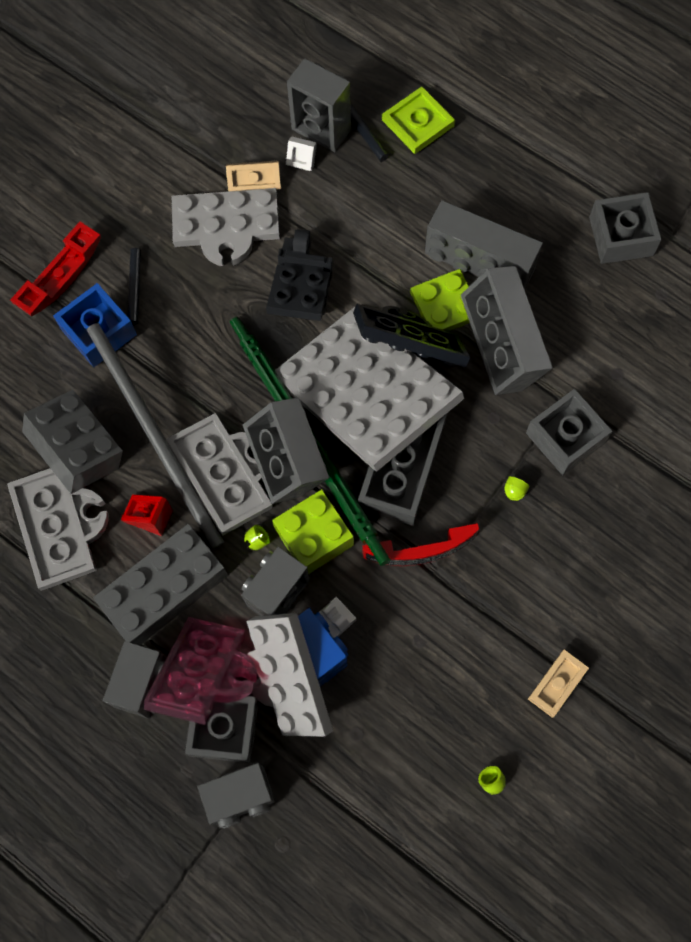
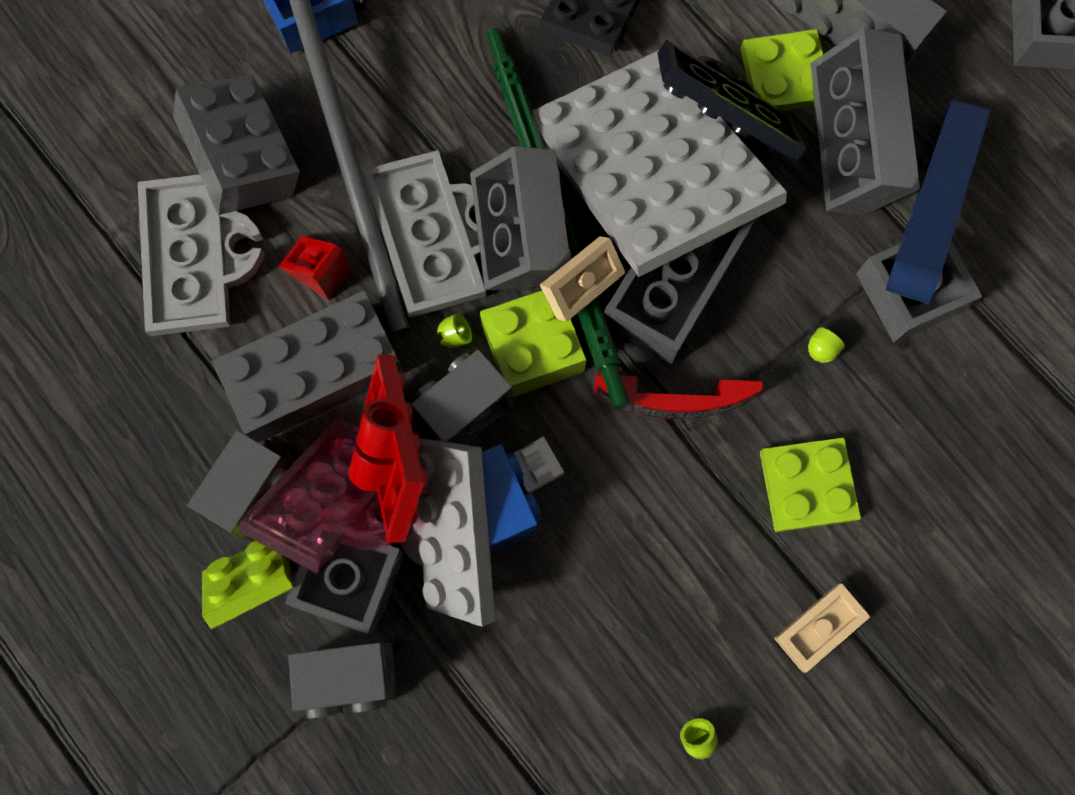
camera: 10 degrees right, 5 degrees up
(152, 745) = (243, 582): none -> lime plate
(233, 630) = (388, 451): none -> red plate
(338, 481) = (582, 278): none -> tan plate
(527, 587) = (809, 485): none -> lime plate
(567, 373) = (938, 202): none -> dark blue beam

